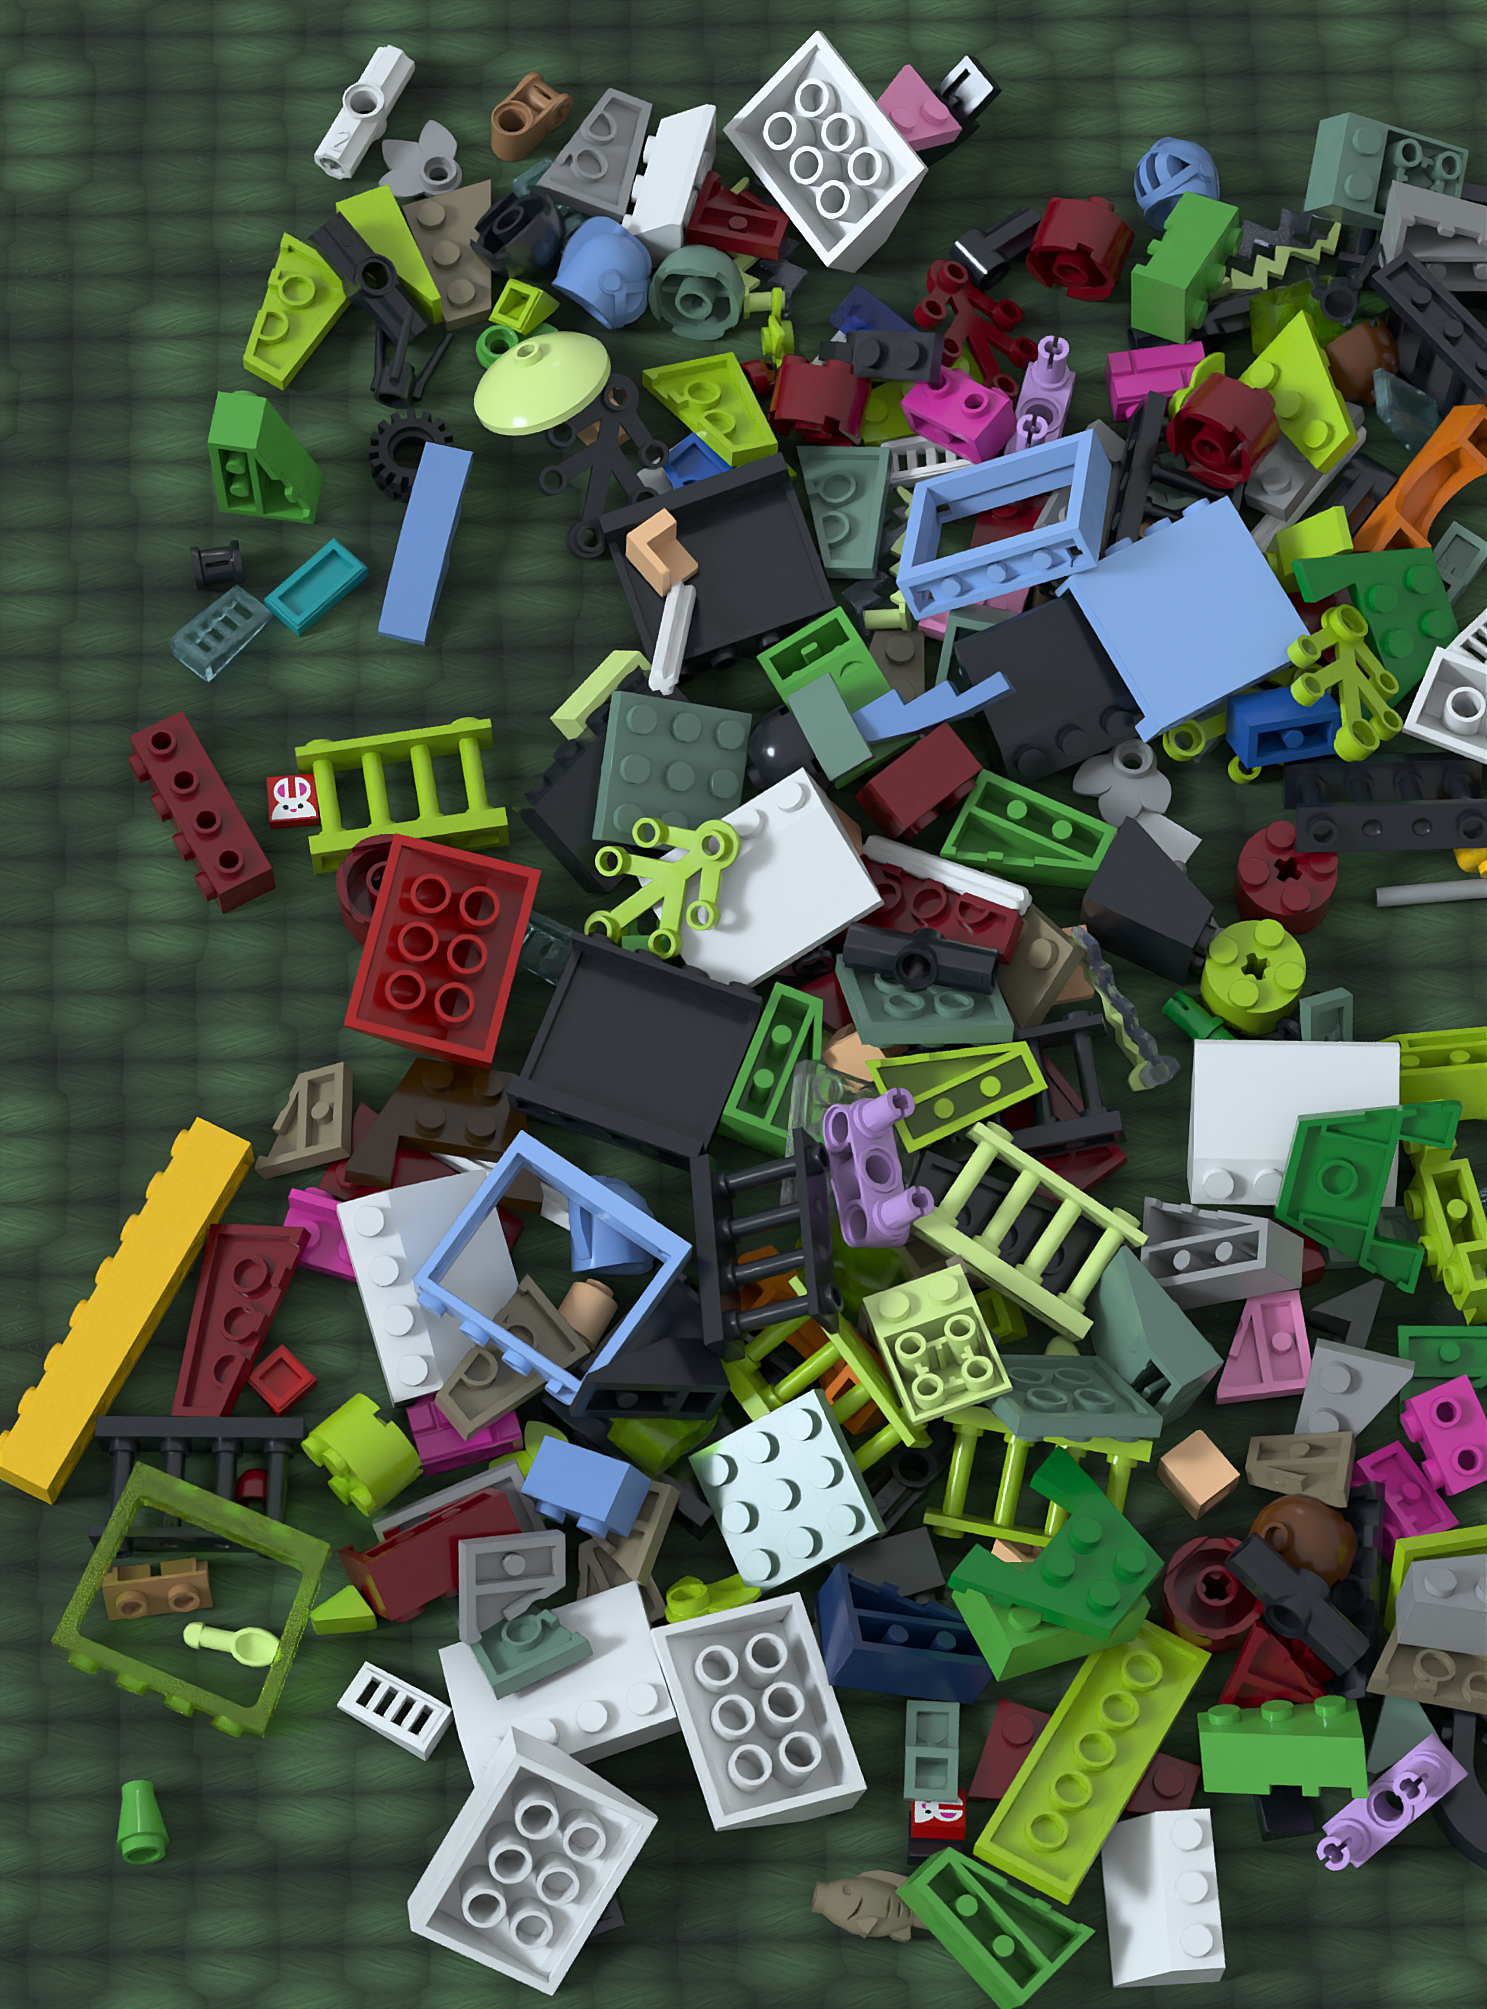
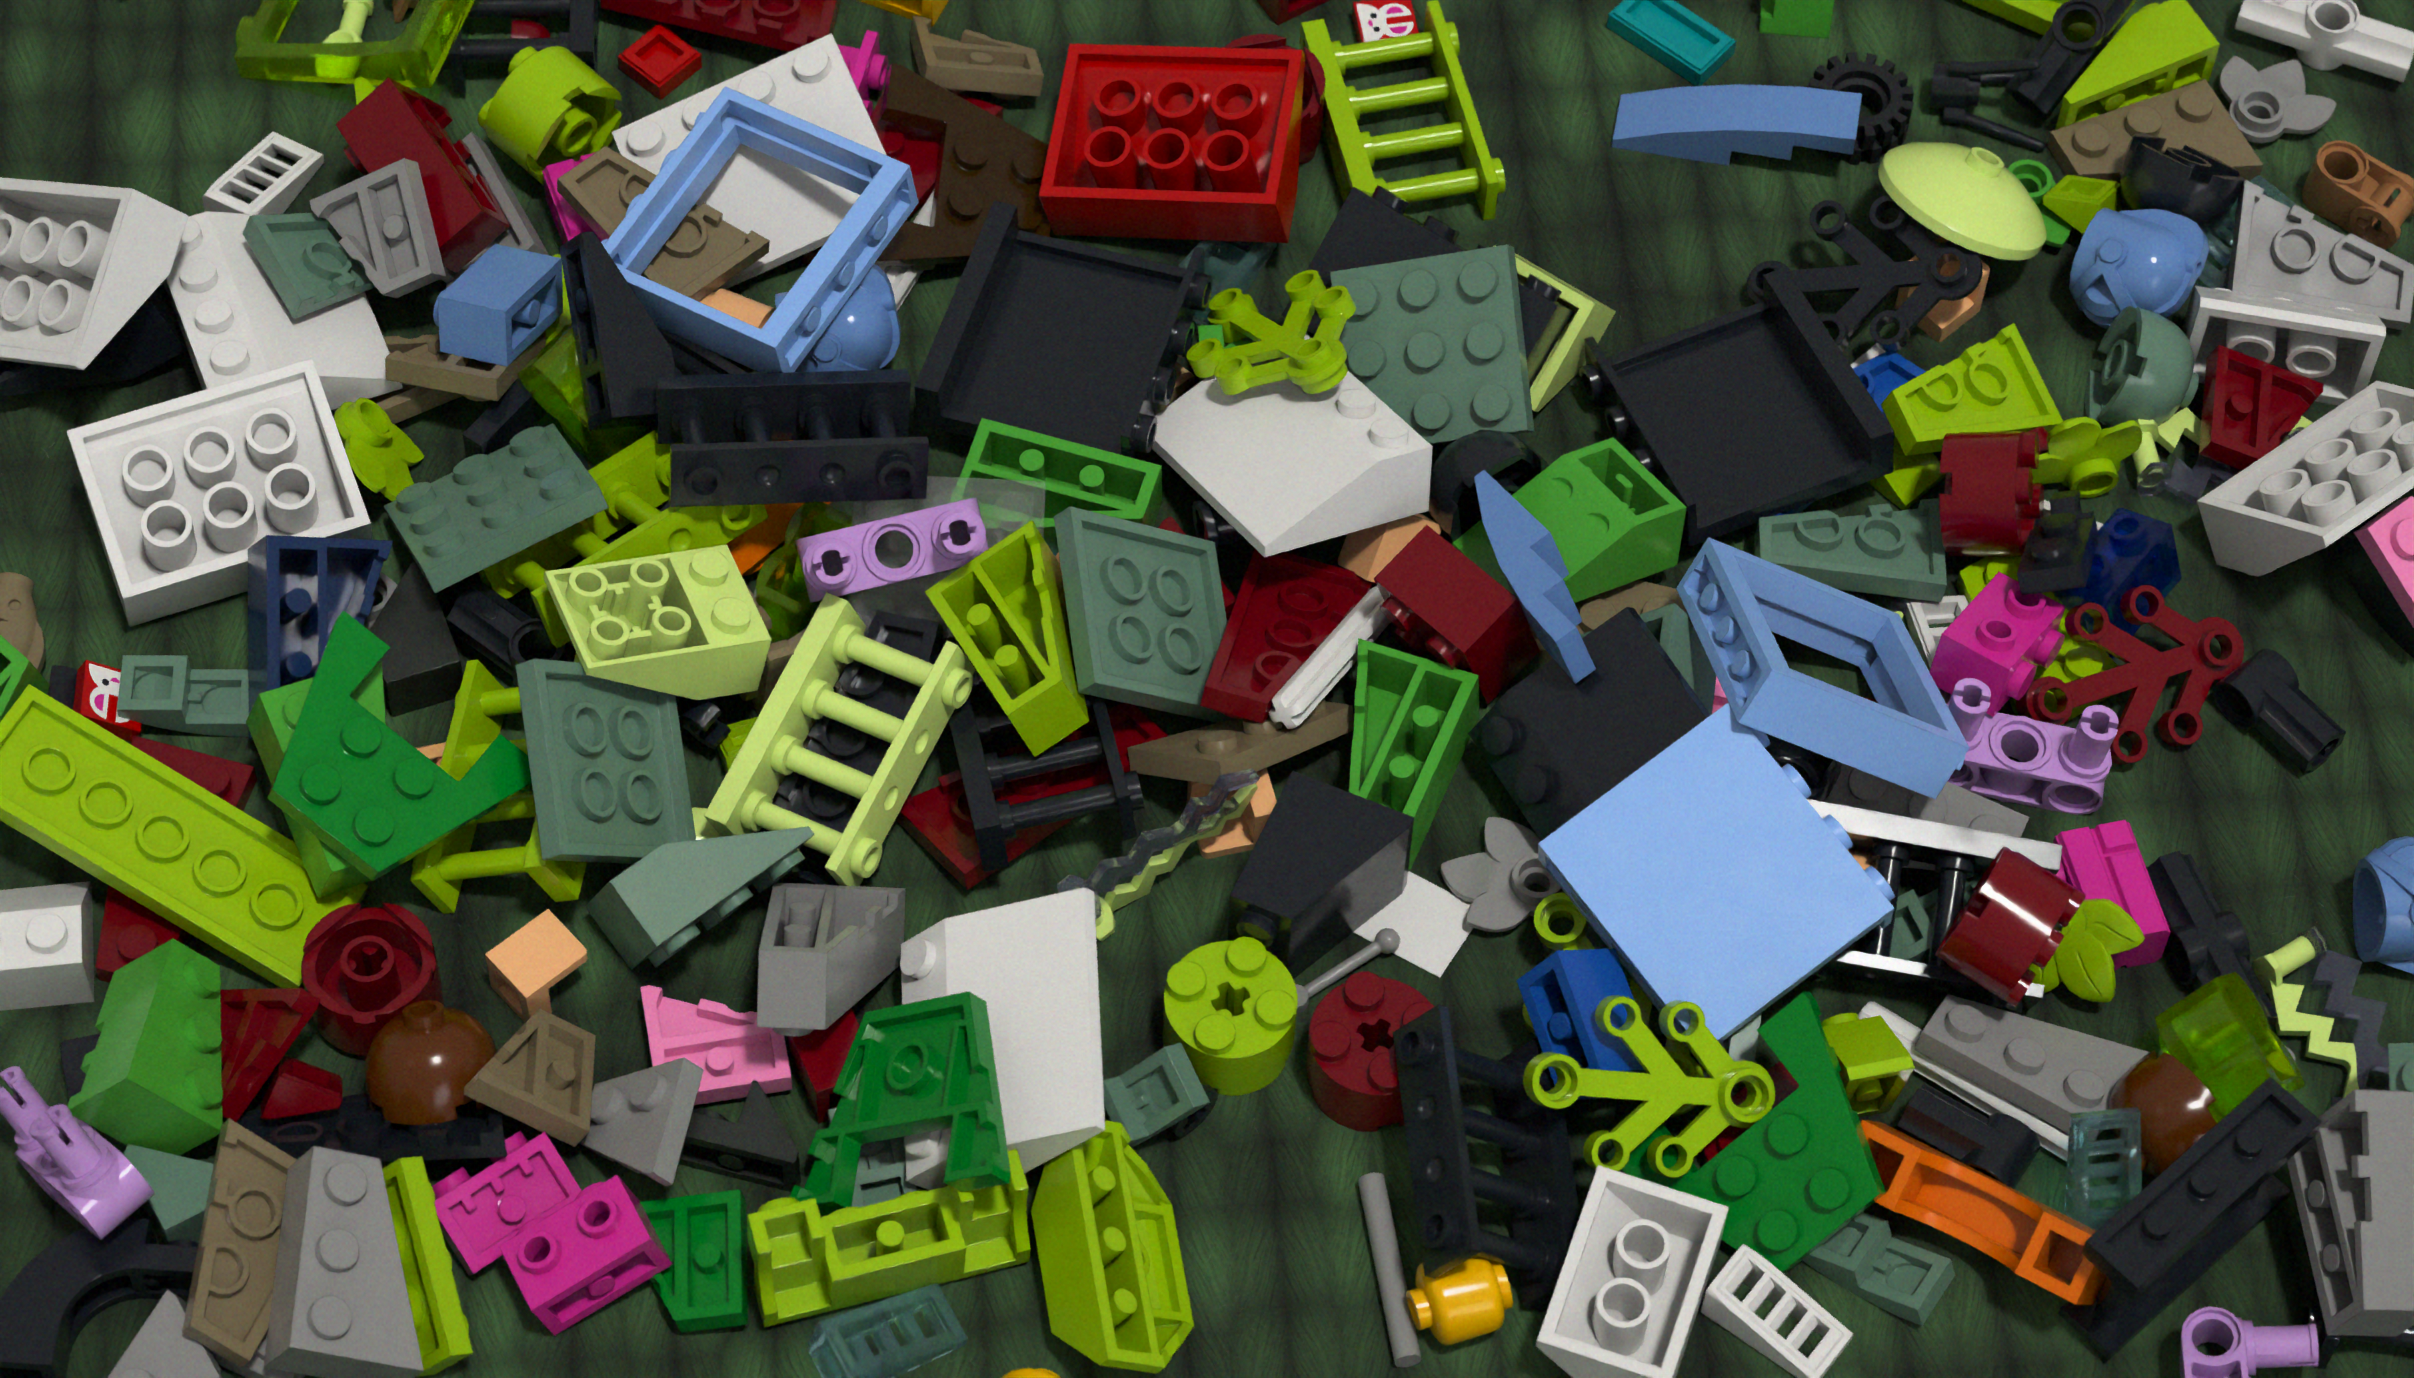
camera: 85 degrees right, 10 degrees down
(659, 554) = (1748, 339): light nougat panel -> none
(672, 638) = (1614, 330): white axle -> none
(830, 727) = (1496, 481): sand green slope -> none
(949, 964) = (1195, 603): black piece -> none
(1080, 247) = (2286, 784): dark red brick -> none
(1185, 267) = (2268, 886): bright green wedge -> none
(1194, 1019) = (1148, 980): green pin -> none
(1297, 1603) = (333, 1037): black piece -> none
(1305, 396) = (2078, 1033): lime wing -> none
(1342, 295) = (2247, 1059): black plant -> none

